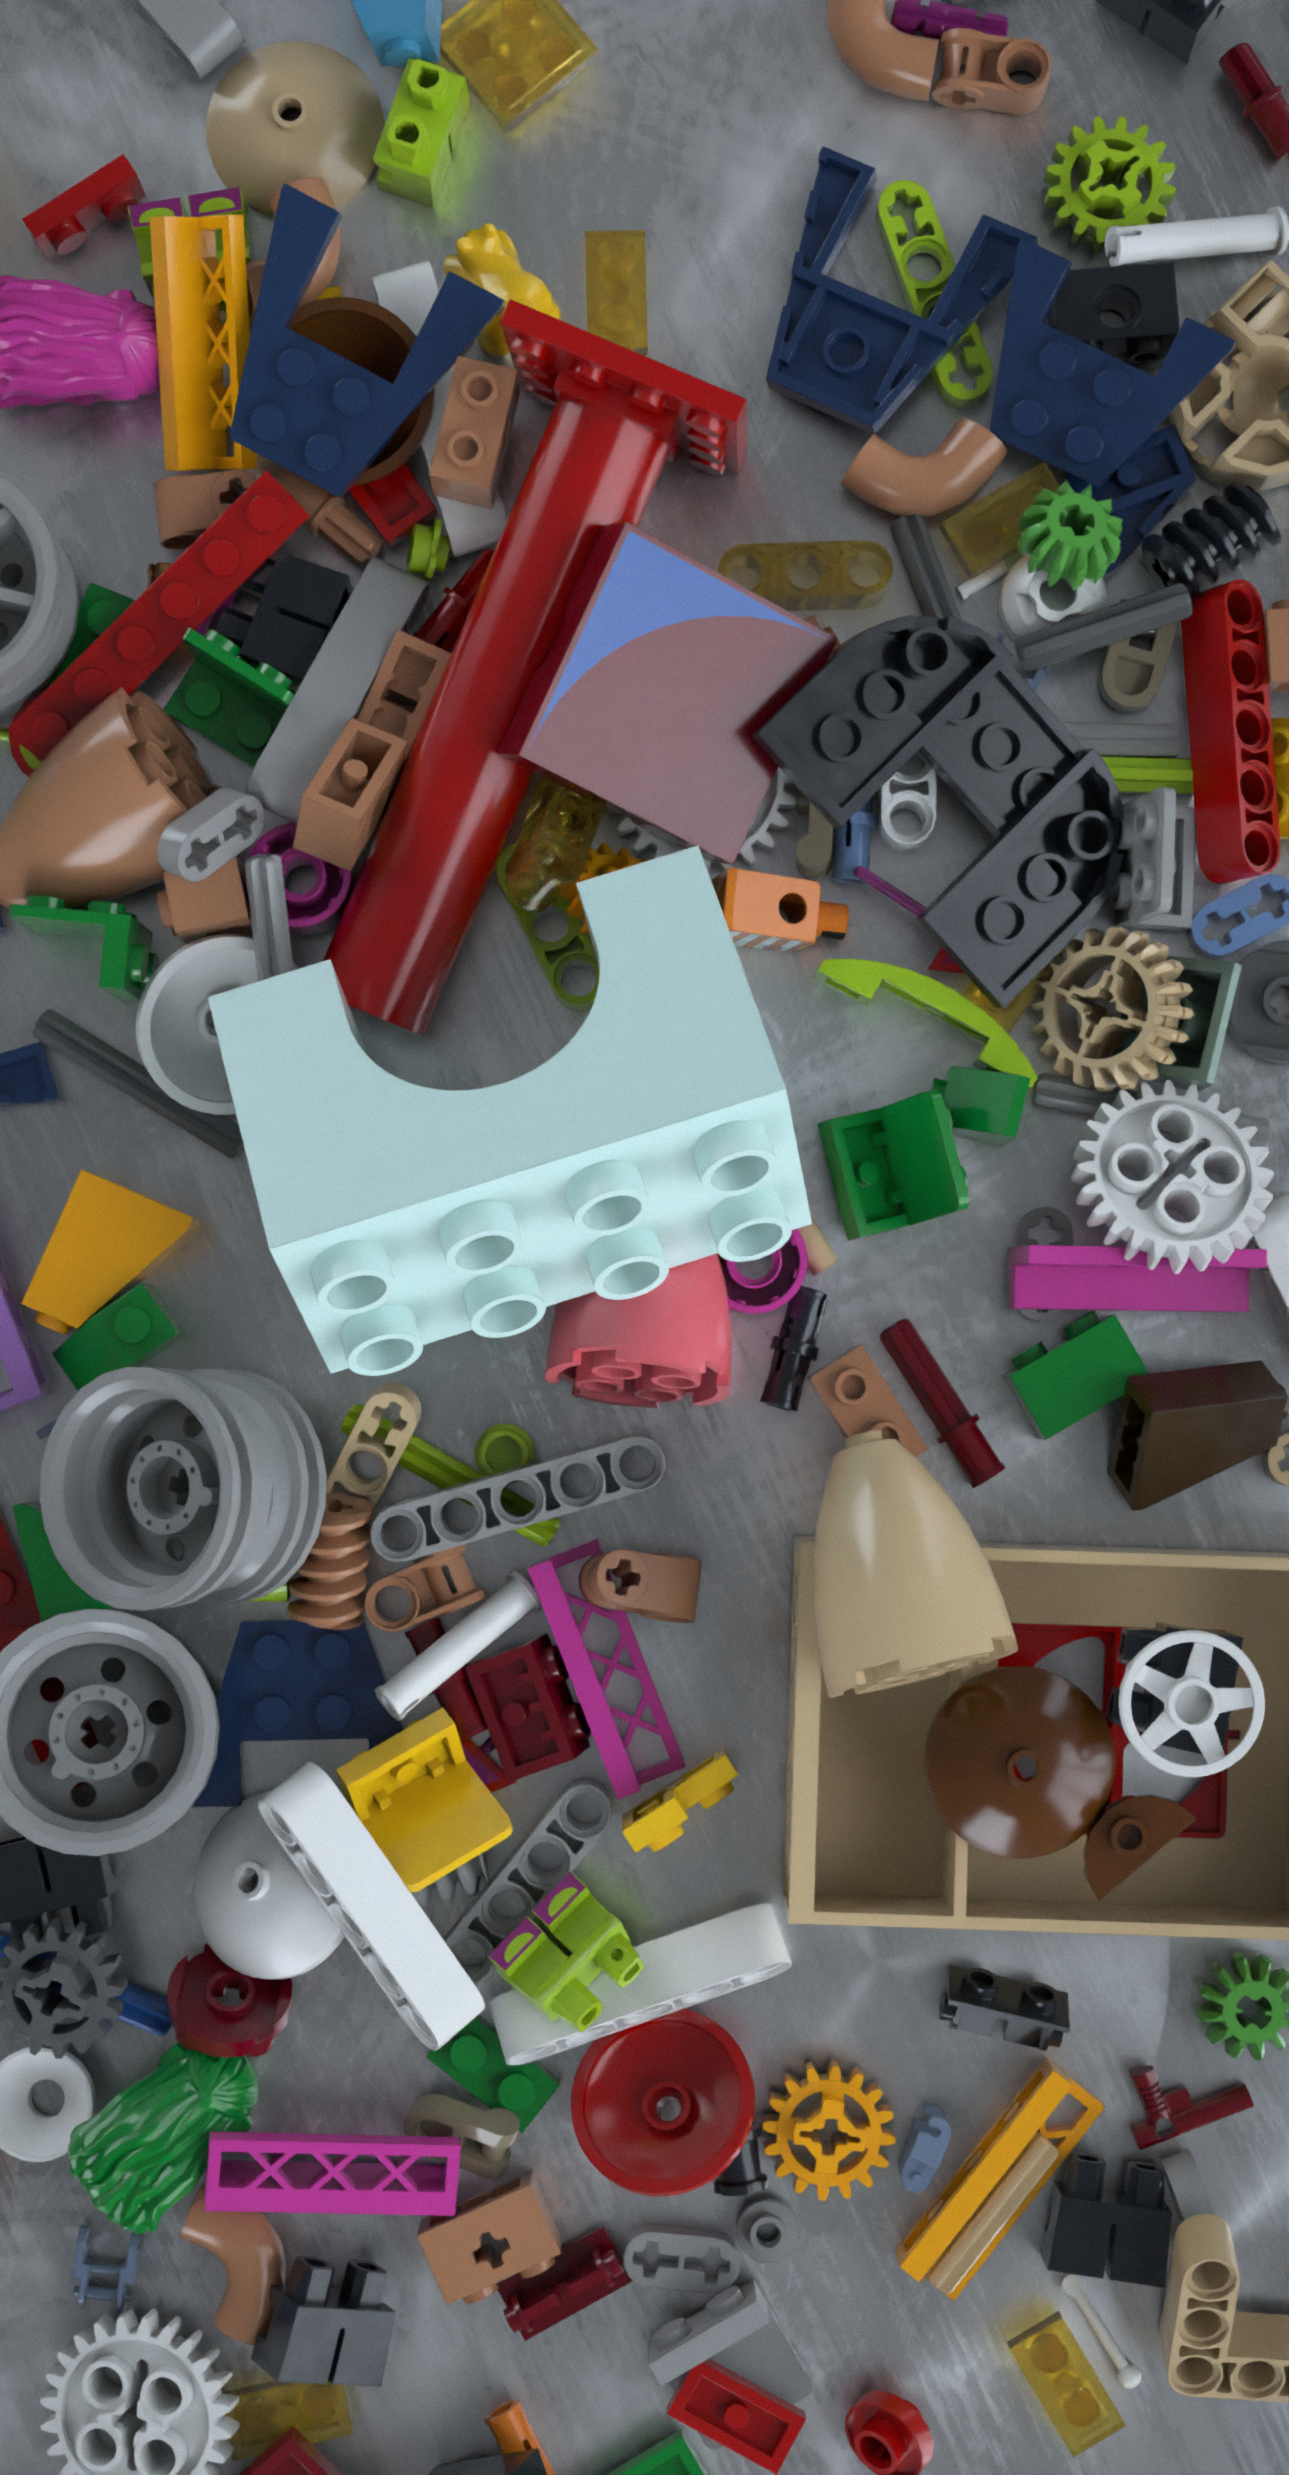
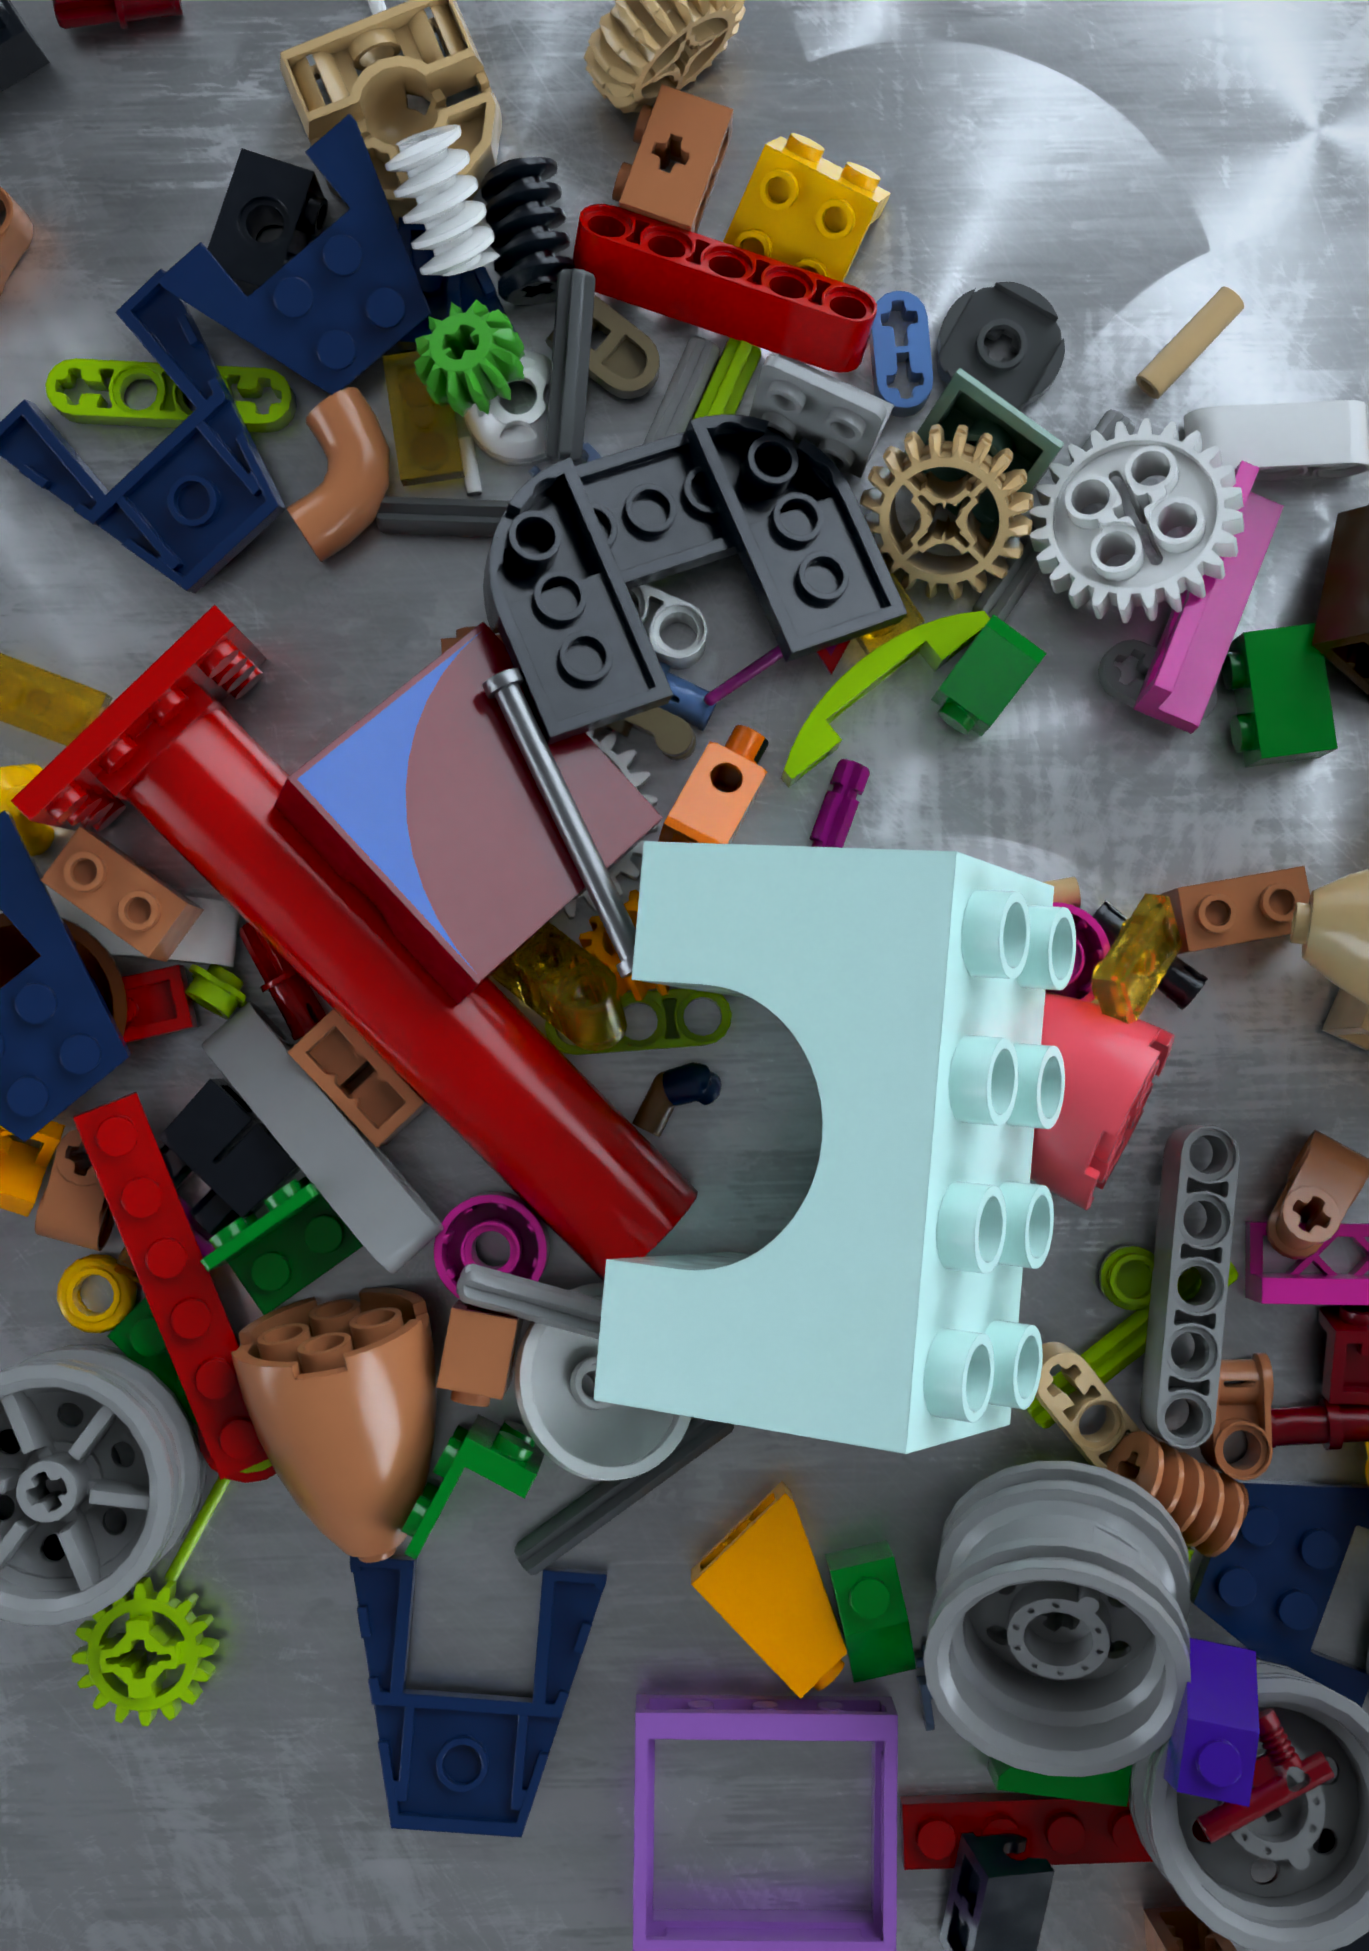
camera: 75 degrees left, 0 degrees up
(105, 541) = (70, 1297): none -> yellow piece
(117, 1702) = (1269, 1781): none -> dark red hose
(150, 1635) = (1216, 1725): none -> dark purple slope
(220, 830) = (419, 1325): light grey beam -> none
(333, 519) = (147, 1070): nougat axle -> none
(349, 794) = (435, 1168): nougat brick -> none
(458, 1646) = (1309, 1402): white pin -> none
(505, 983) = (676, 1088): none -> arm
(702, 769) = (565, 813): none -> flat silver bar
(782, 1331) = (1137, 959): none -> clear yellow plate
(812, 1027) = (839, 804): none -> magenta axle
(829, 560) = (392, 604): clear yellow beam -> none
(895, 1165) = (1011, 782): green bracket -> none
(941, 1402) = (1253, 835): dark red axle -> none
(1112, 157) = (109, 176): lime gear -> none
(1194, 454) = (443, 202): none -> white piece
(1198, 238) = (227, 116): white pin -> none

